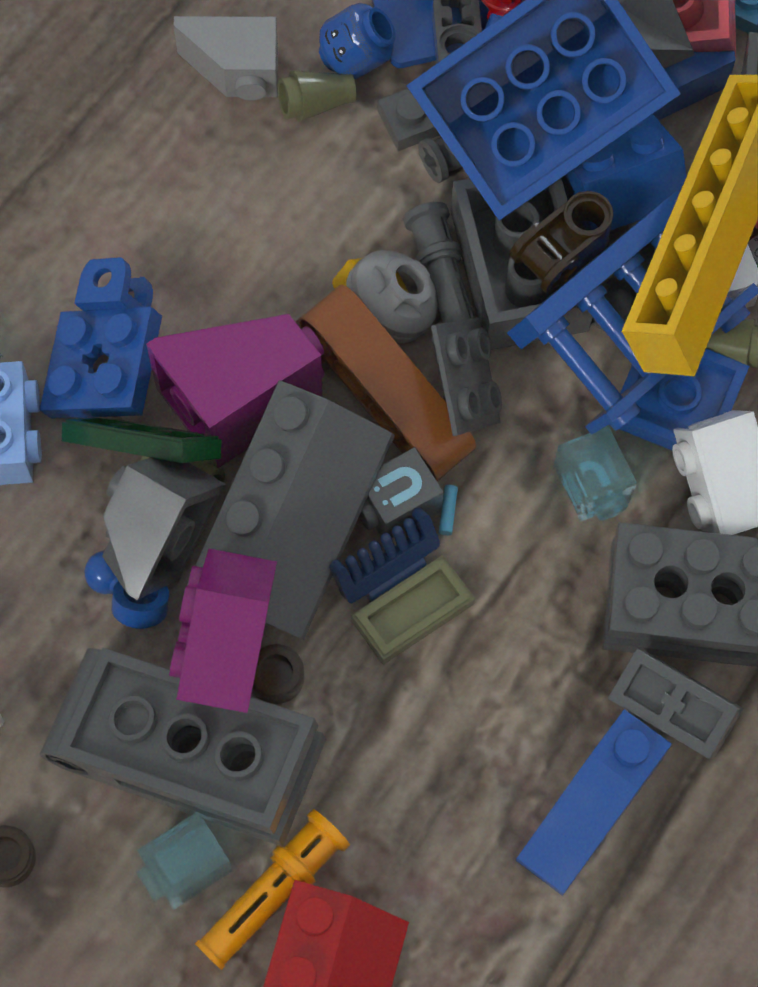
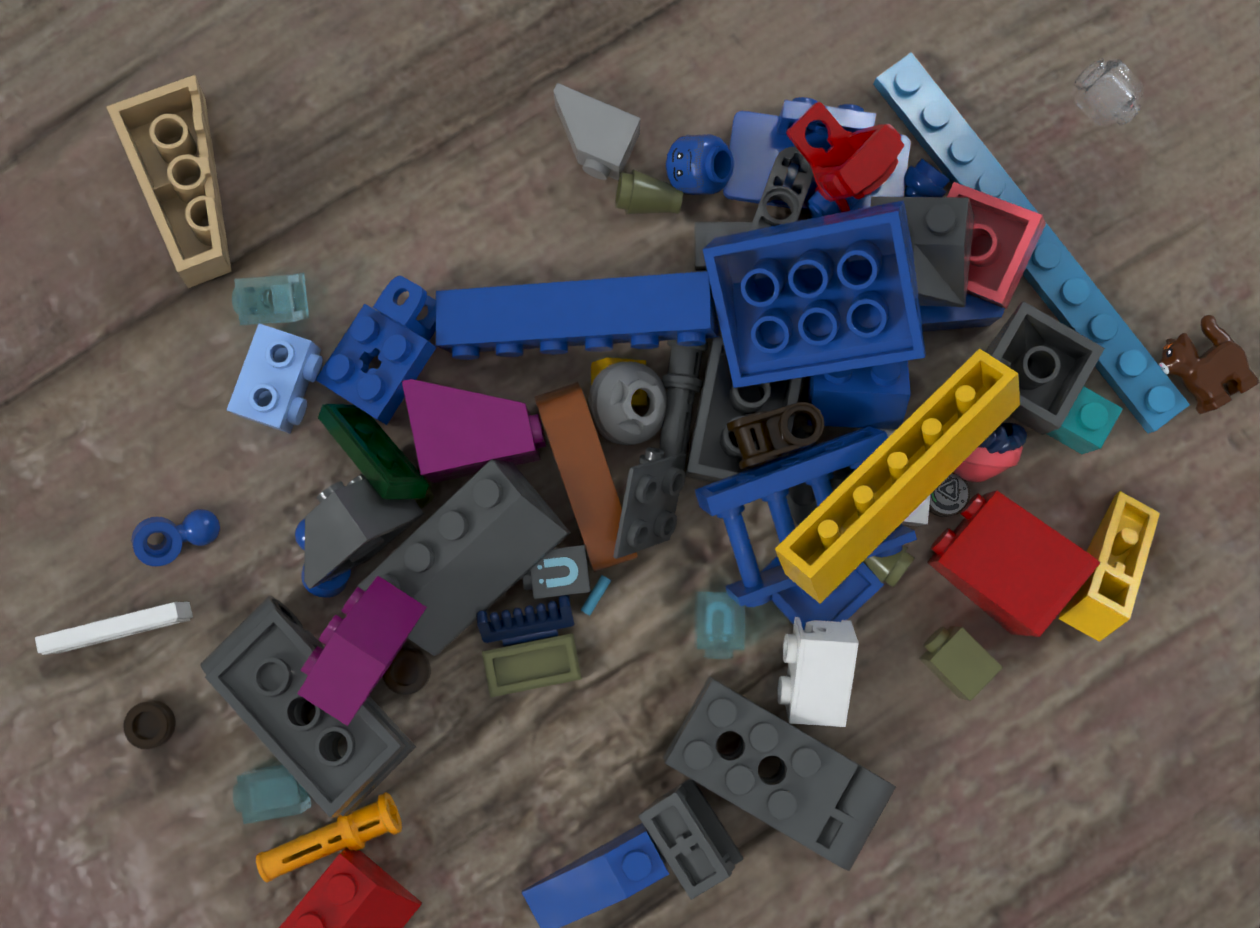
camera: 20 degrees right, 15 degrees up
(298, 221) = (577, 314): none -> blue brick

